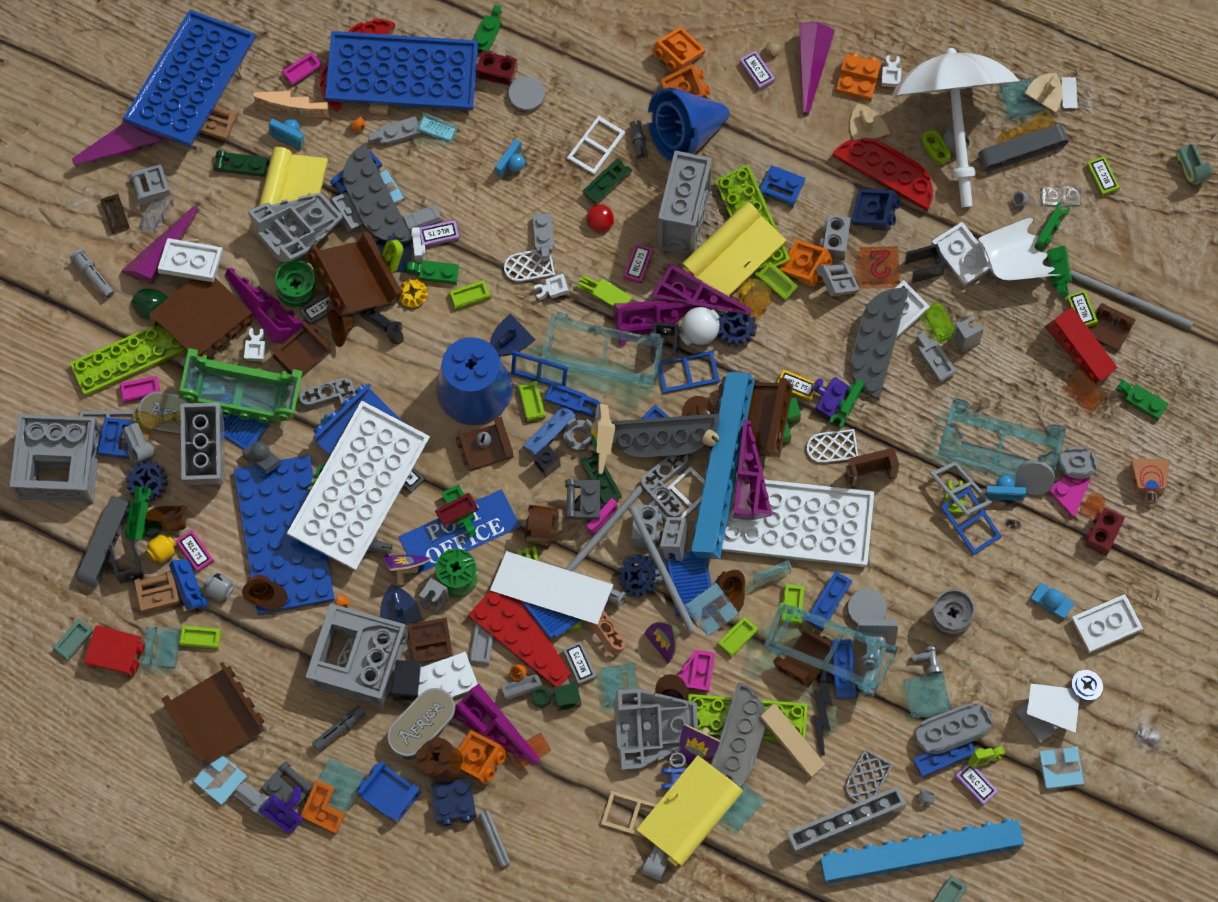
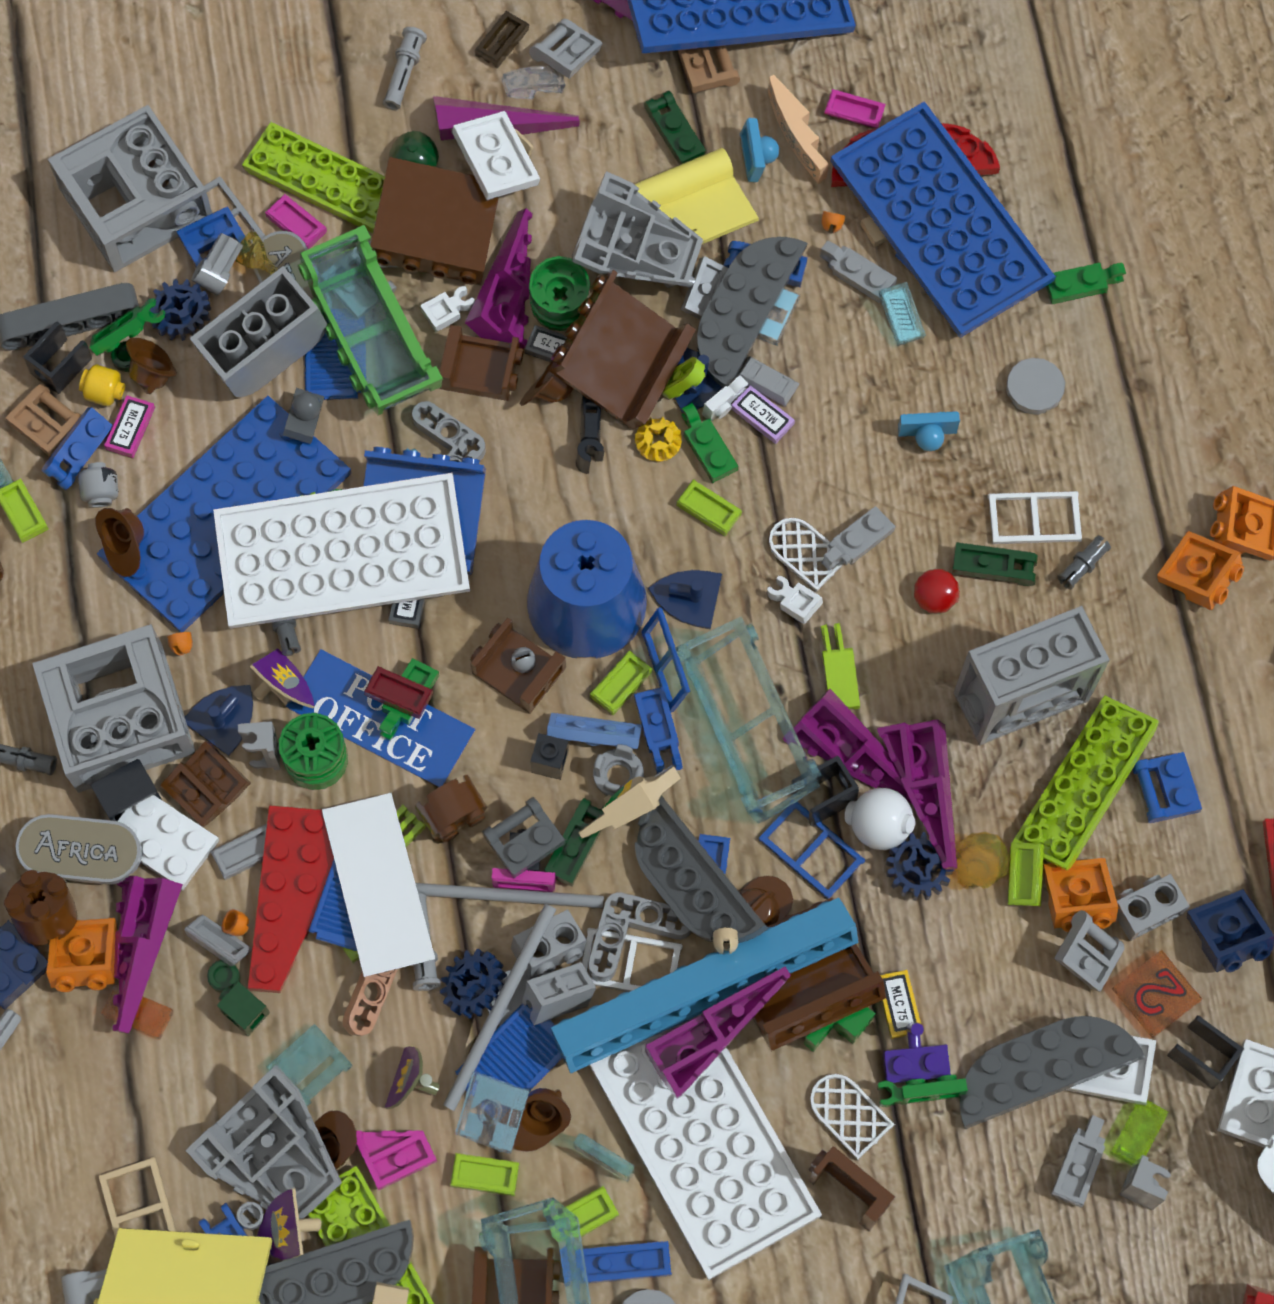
camera: 50 degrees right, 0 degrees up
(495, 72) = (1033, 327): dark red brick -> none
(579, 663) = (303, 993): tile -> none
(638, 263) = (912, 681): tile -> none
(683, 120) = (1151, 599): blue cone -> none
(738, 242) = (1039, 784): light yellow door -> none

